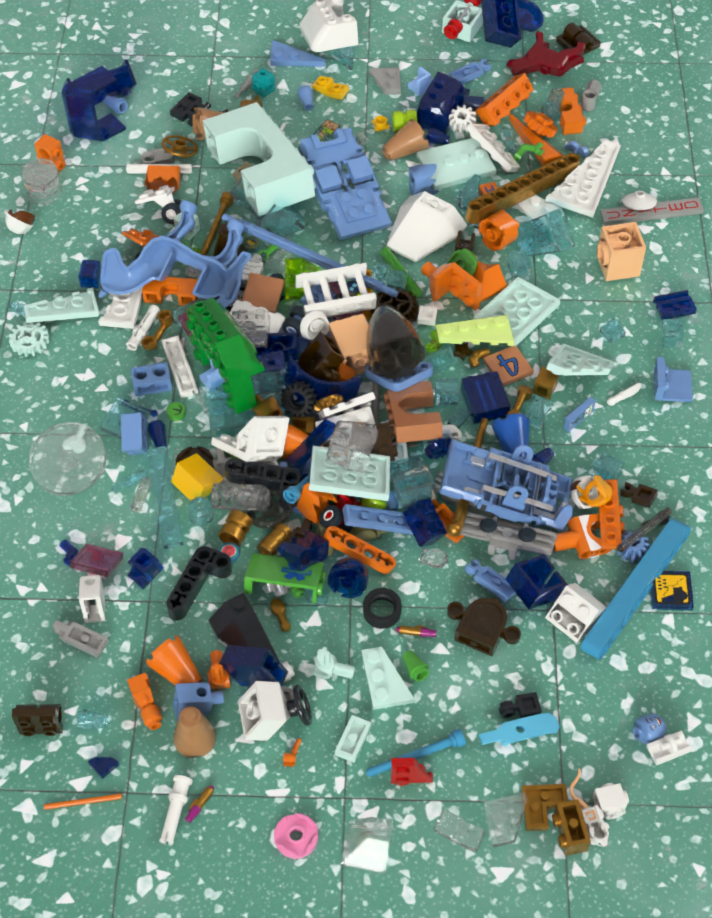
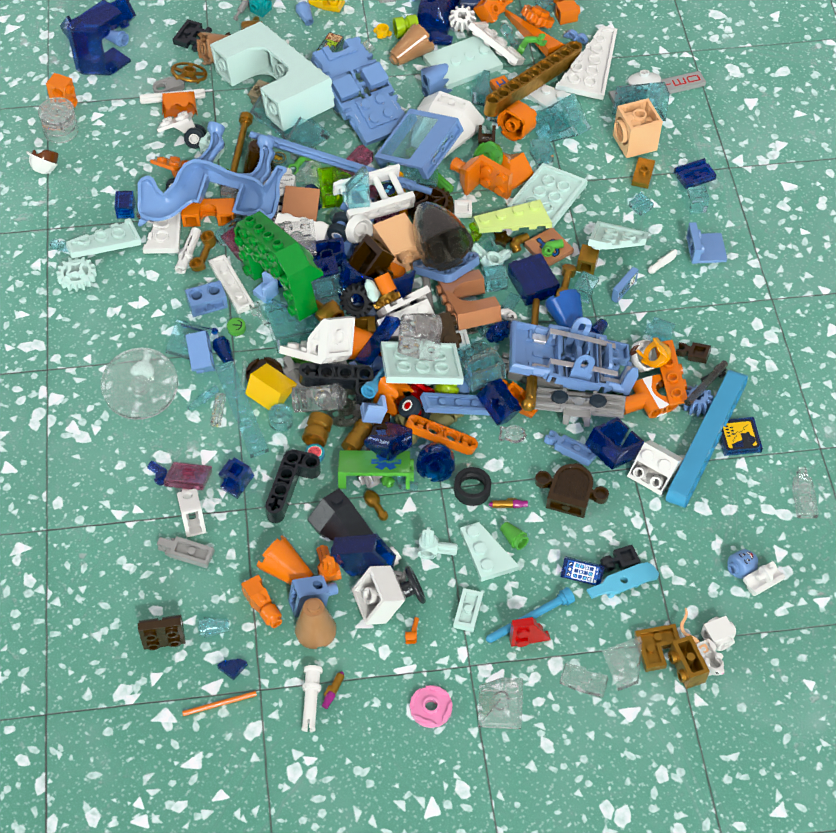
camera: 10 degrees left, 0 degrees up
(294, 517) = (374, 411): none -> light blue panel
(314, 393) = (372, 290): none -> light aqua rock
(317, 286) = (357, 190): none -> clear light blue slope
(328, 386) = (385, 283): none -> orange beam
(333, 250) = (360, 155): none -> clear pink slope
(394, 242) = (420, 141): none -> medium blue panel
(446, 371) = (491, 258): none -> light aqua axle
(479, 713) = (582, 571): none -> tile
(508, 365) = (550, 246): none -> bright green arm
(621, 298) = (643, 172): none -> pearl gold plate
(647, 219) = (656, 92): none -> clear light blue slope

